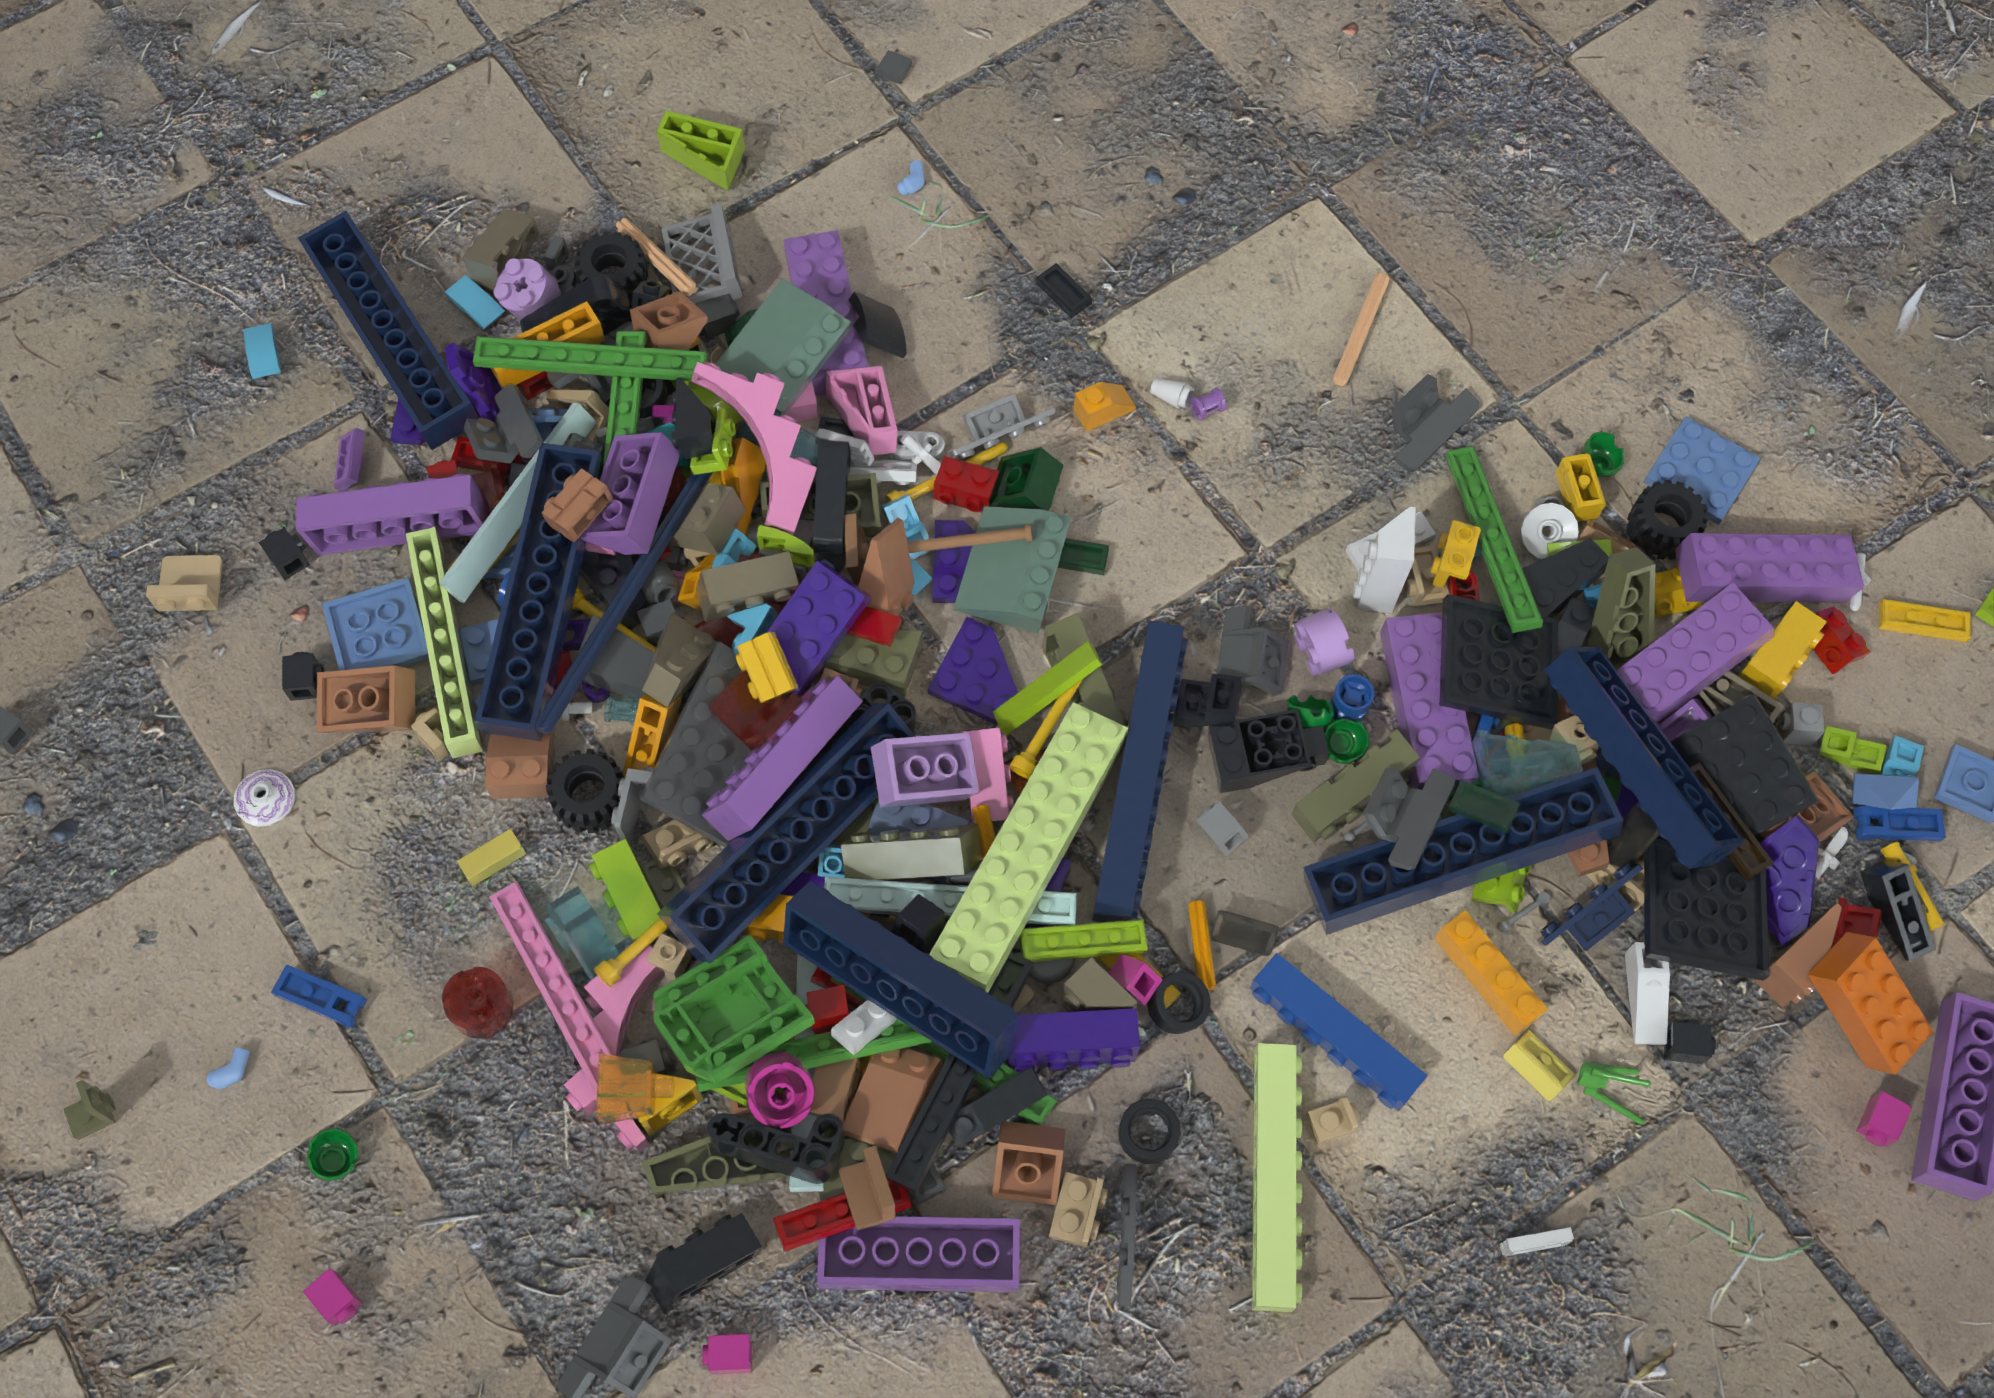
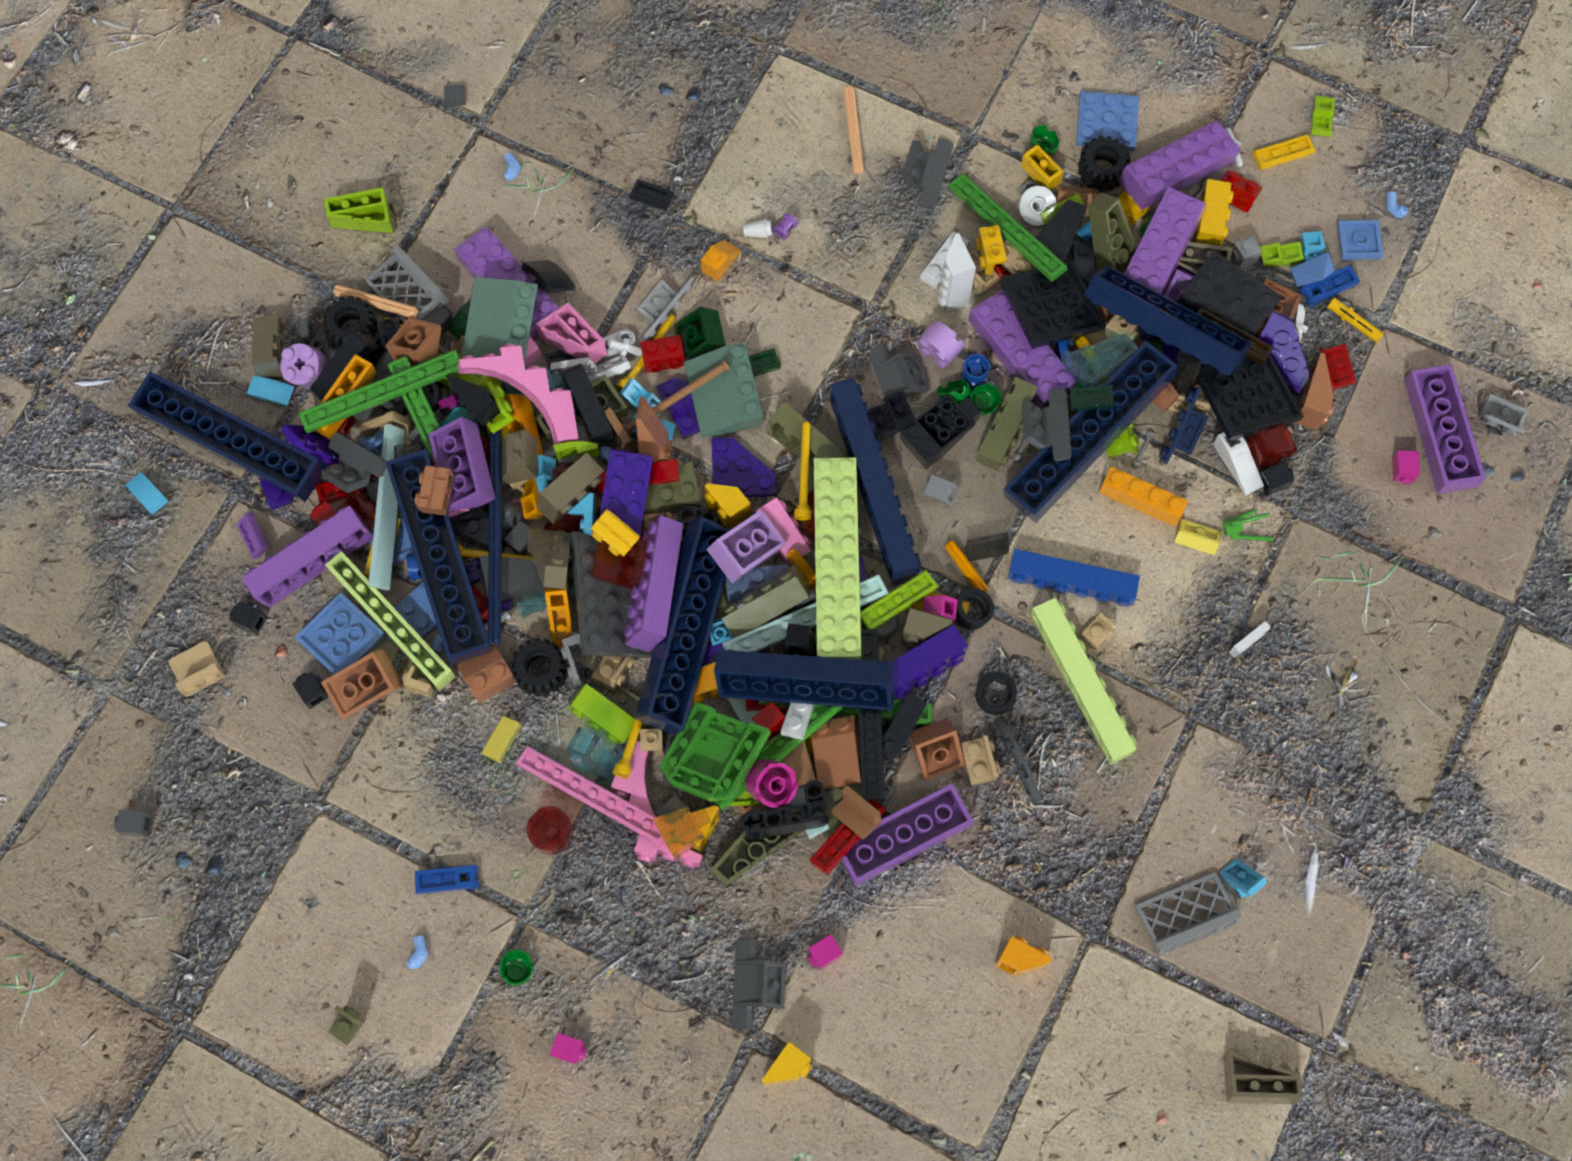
camera: 25 degrees left, 5 degrees up
(272, 806) = (339, 785): dish -> none
(702, 1260) = (777, 908): black wedge -> none
(935, 705) = (728, 504): none -> yellow slope
(1047, 688) = (790, 457): lime tile -> none
(1478, 583) = (1015, 262): none -> tan bracket
(1705, 994) = (1272, 445): none -> clear red brick
(1870, 1002) = (1367, 402): orange brick -> none
(1894, 892) = (1348, 330): black slope -> none

